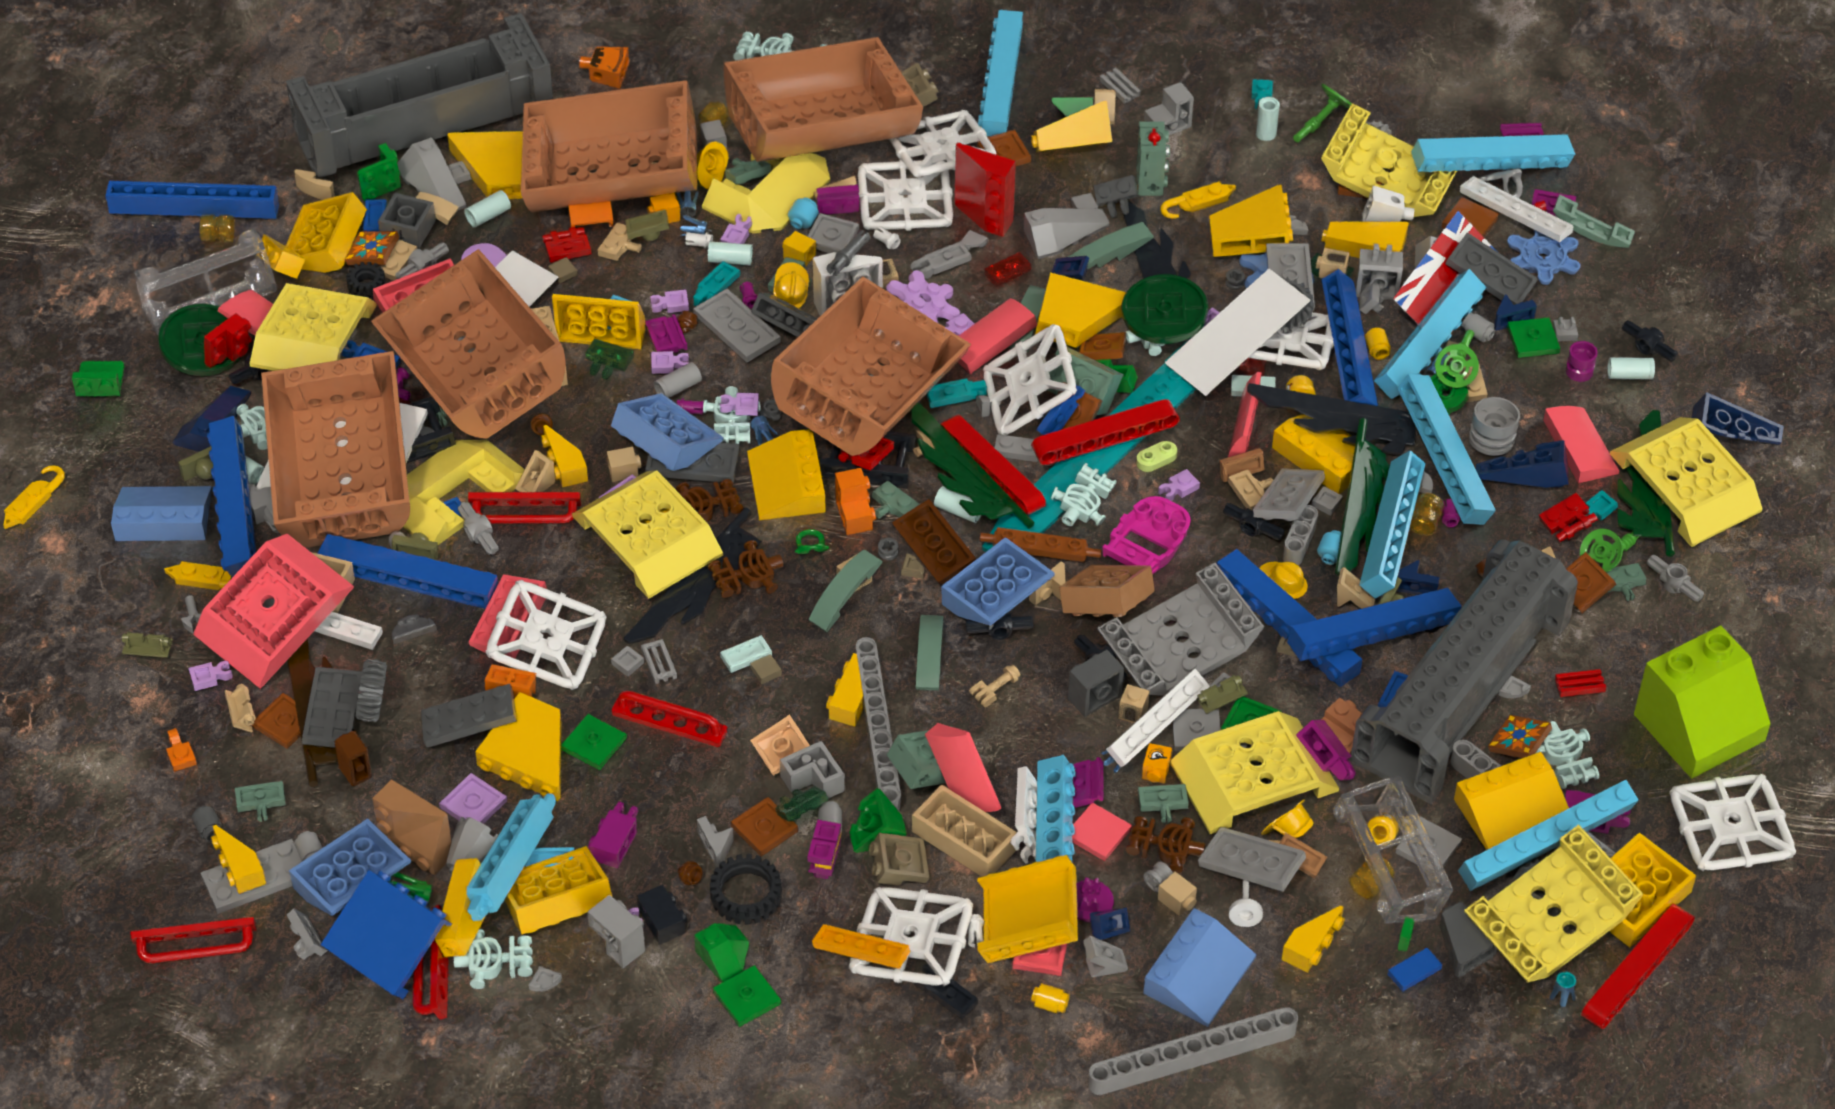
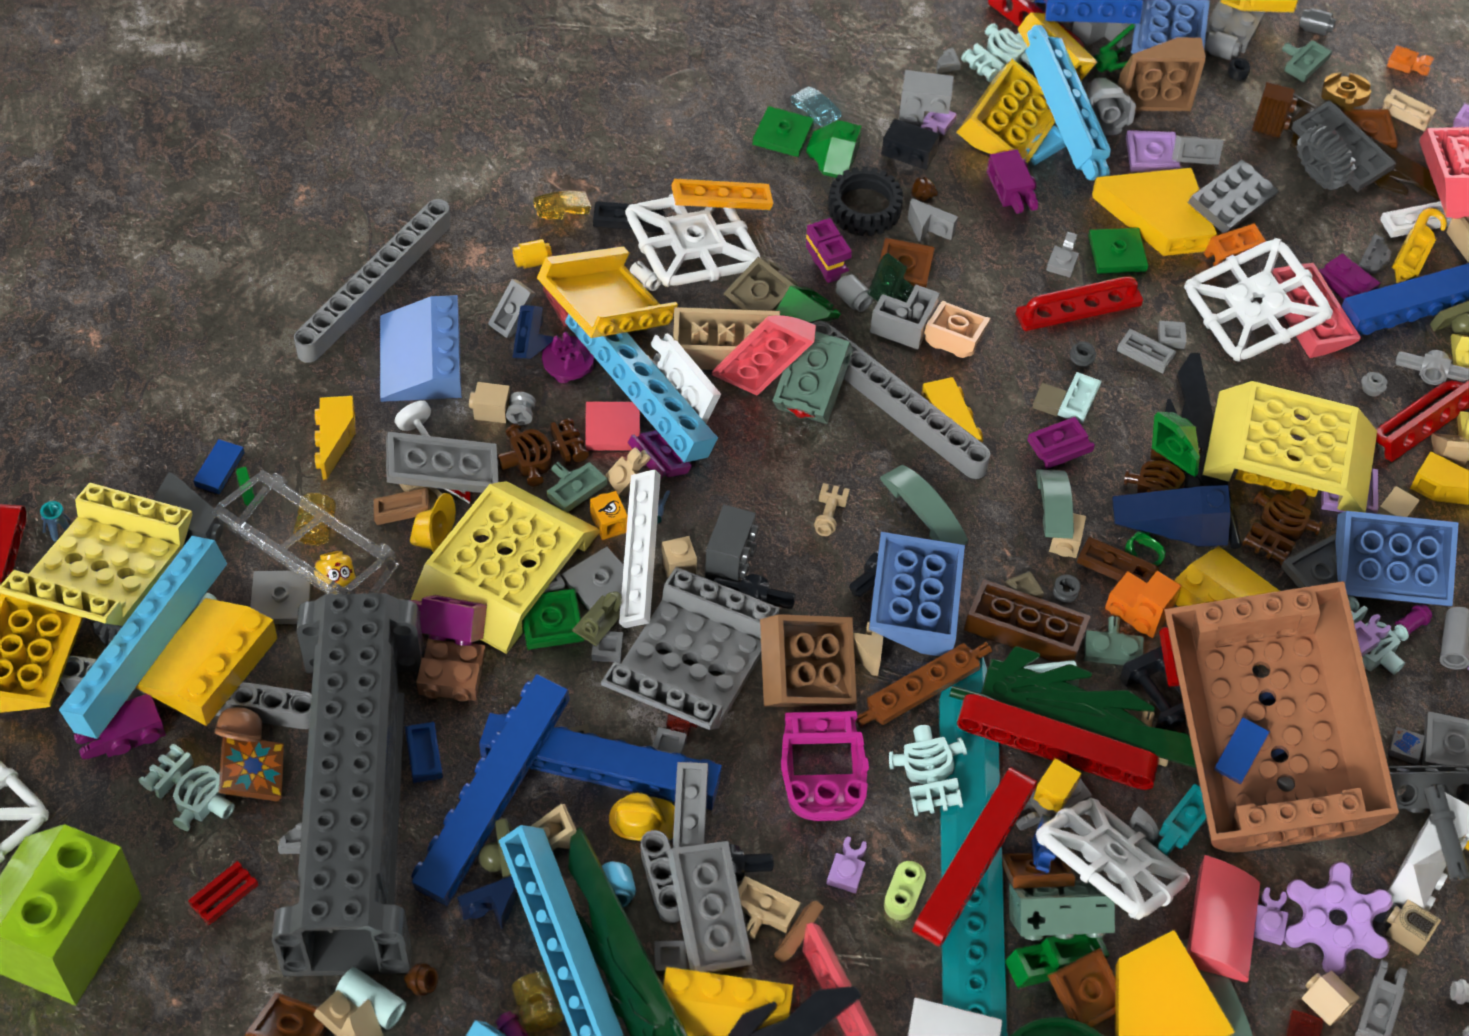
camera: 140 degrees right, 5 degrees up
(270, 762) = (1346, 91): none -> pearl gold plate
(317, 820) = (1235, 65): none -> black axle
(381, 607) = (1417, 246): none -> yellow plate
(437, 771) = (1197, 150): none -> light grey hinge
(453, 623) = (1347, 277): none -> magenta plate
(529, 547) = (1374, 383): none -> light grey plate
(641, 758) = (1064, 259): none -> light grey plate
(699, 999) = (816, 105): none -> clear light blue slope
(708, 682) = (1083, 353): none -> dark grey plate
(727, 564) = (1176, 441): none -> green slope
(765, 531) = (1184, 514): none -> dark blue wedge
(771, 353) = (1406, 745): none -> light grey tile
(793, 632) = (1060, 442): none -> magenta plate
(838, 538) = (1113, 561): none -> reddish brown plate
(897, 380) = (1241, 750): none -> blue tile
(971, 272) = (1329, 997): none -> tan brick
(991, 1029) = (555, 204): none -> clear yellow slope
(1020, 435) = (1056, 786): none -> yellow brick
(1121, 782) = (620, 474): none -> tan plate
(1257, 548) = (690, 804): none -> light grey hinge
(1517, 745) = (239, 724): none -> nougat cap

